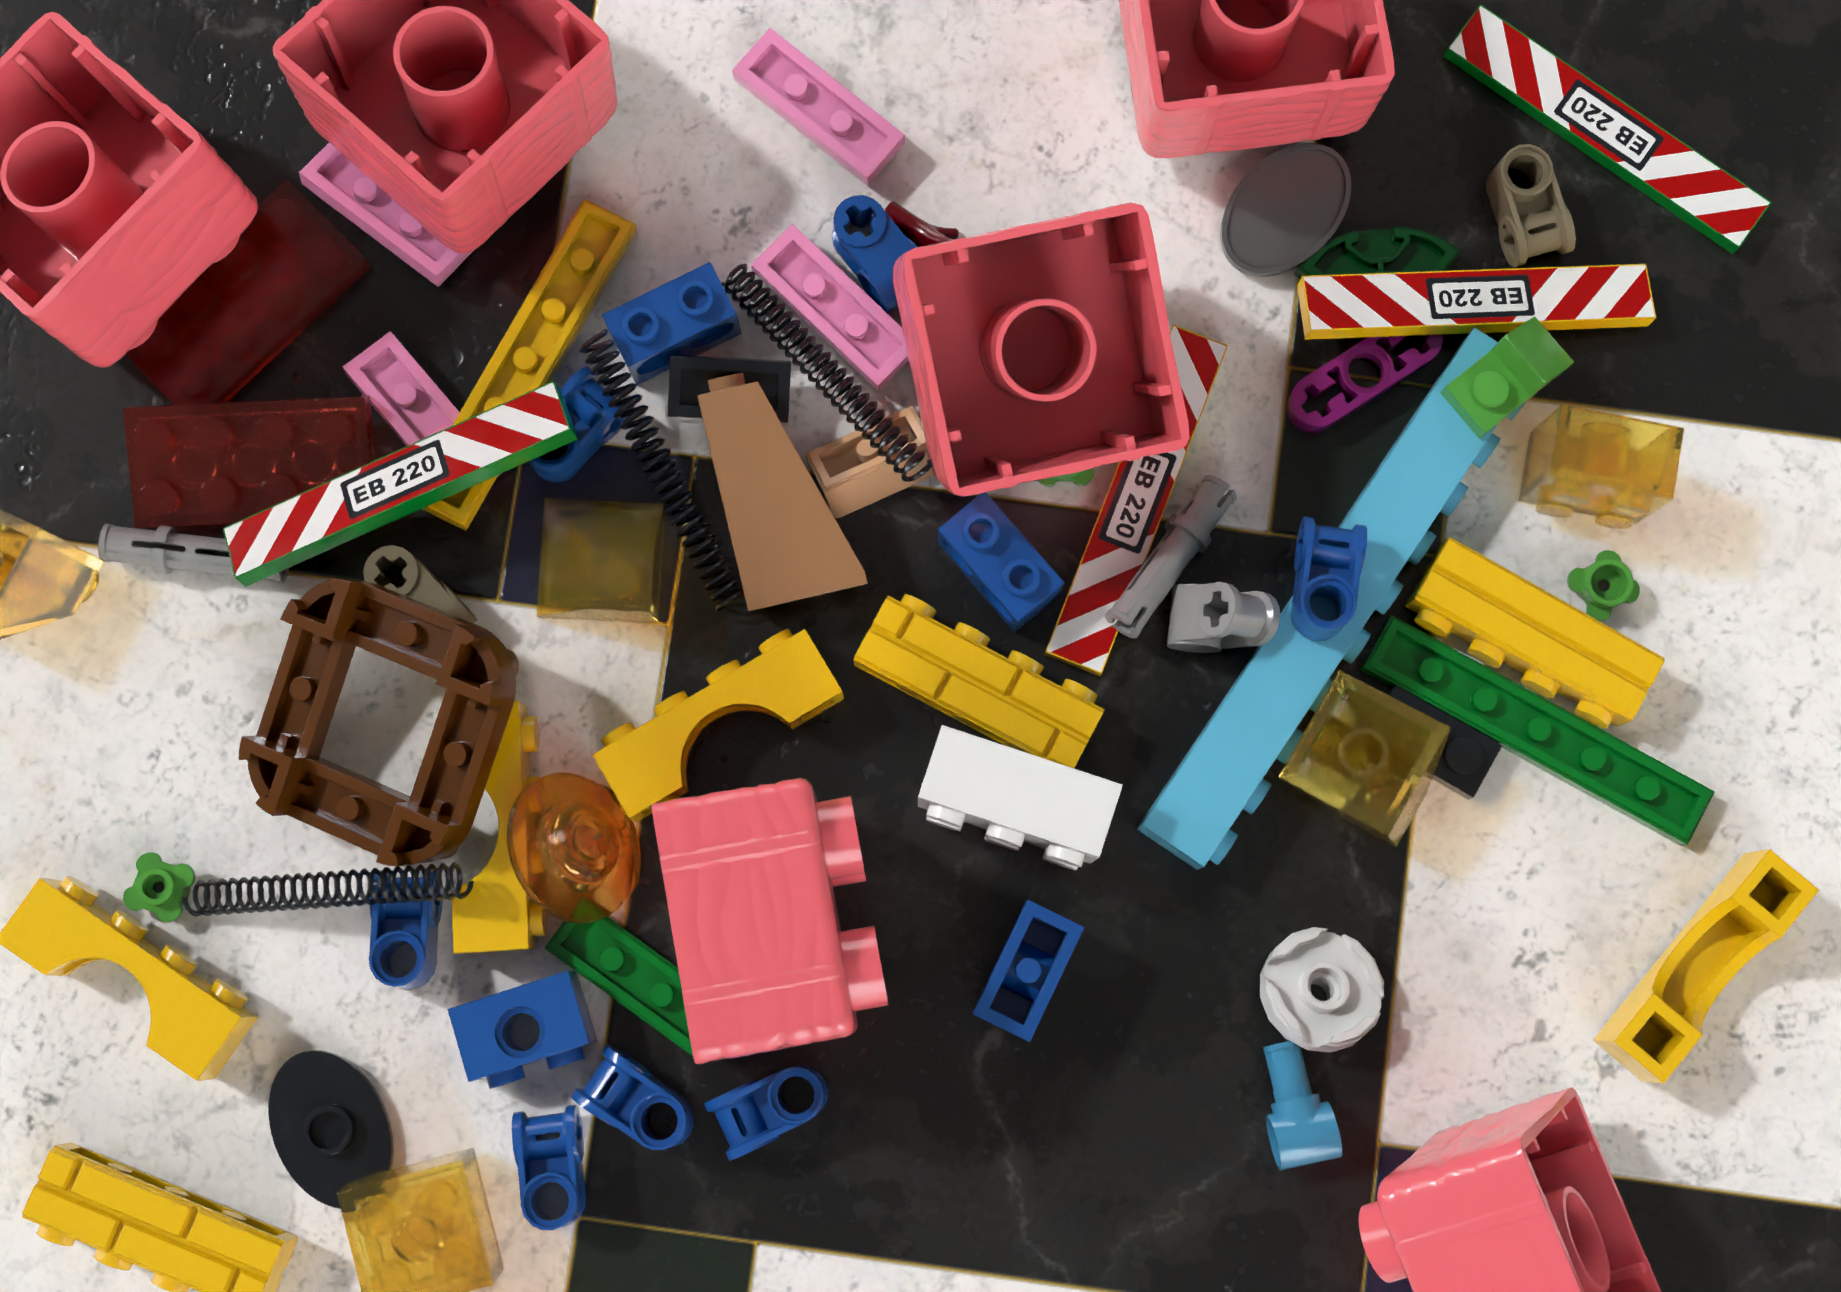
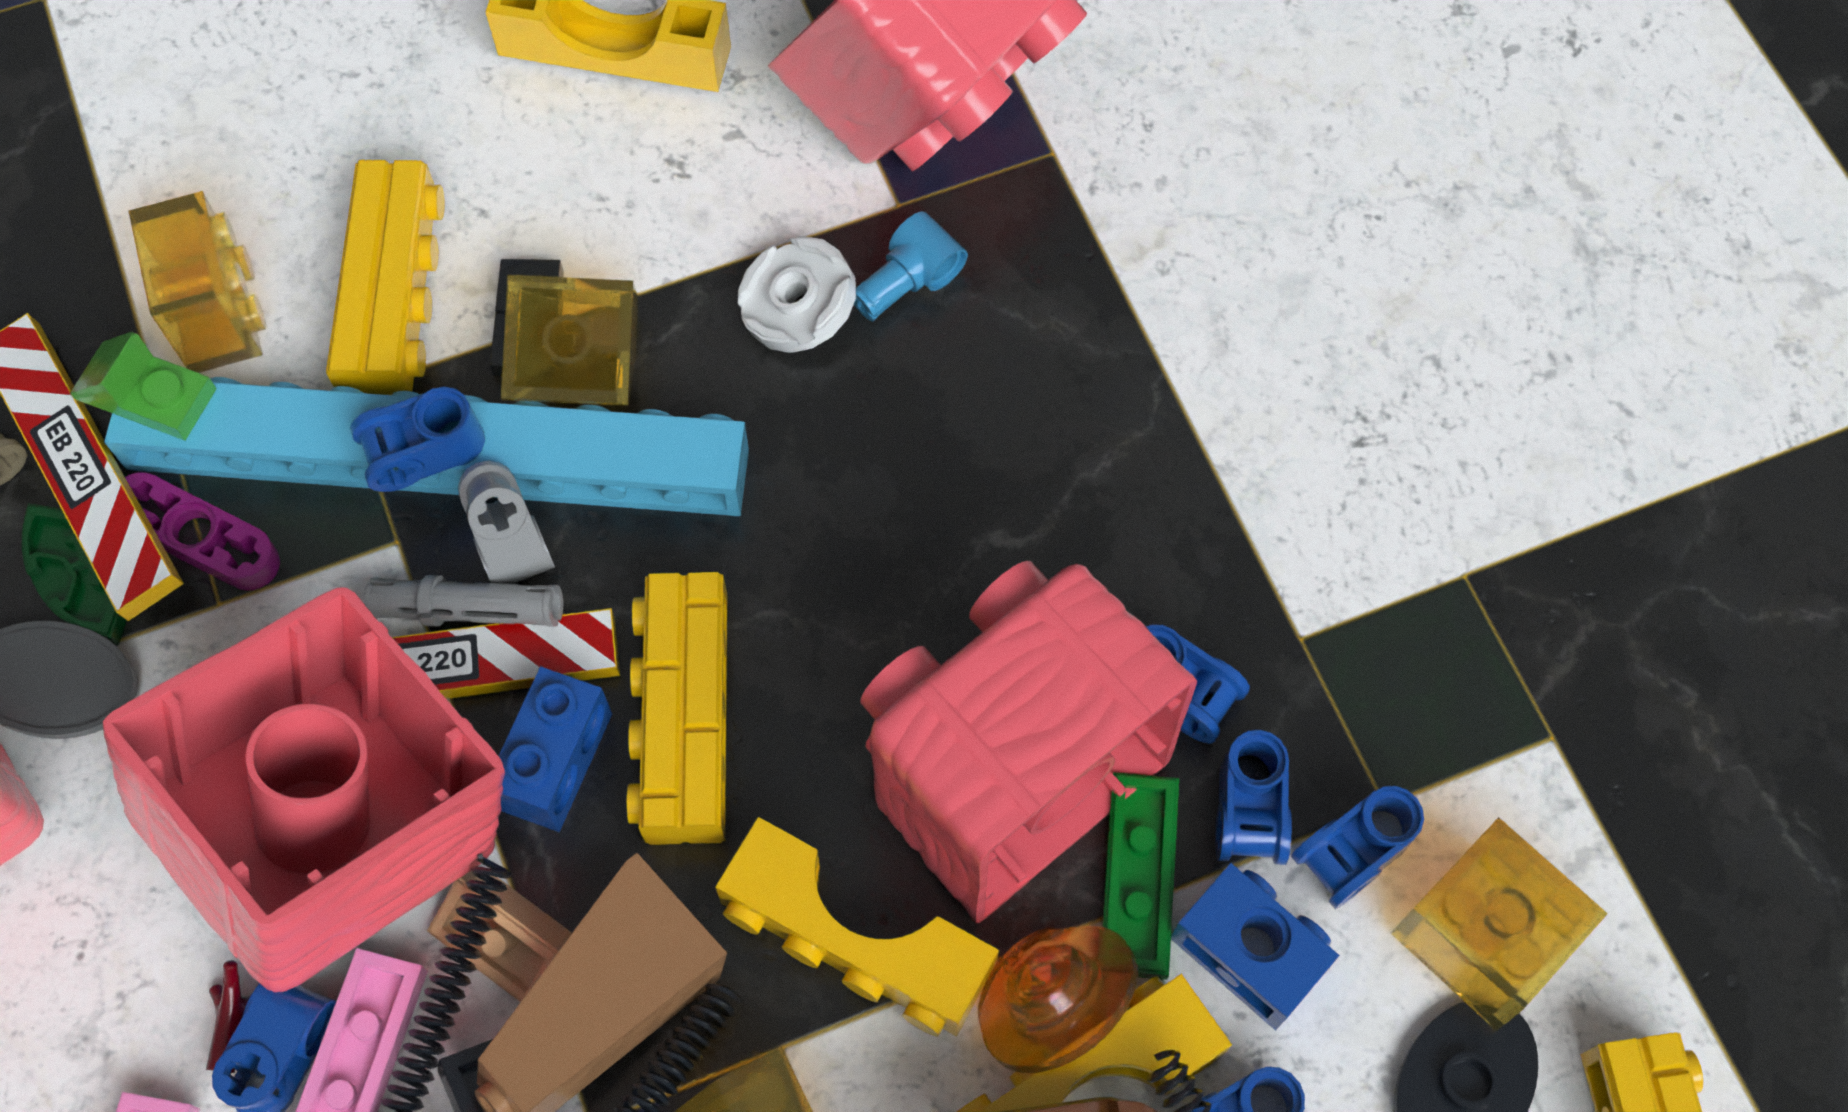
camera: 120 degrees left, 15 degrees down
(1018, 798) = (774, 604): white brick -> none
(1027, 970) = (924, 521): blue brick -> none
(1539, 731) = (472, 242): green tile -> none
(1619, 579) = (301, 238): bright green plate -> none

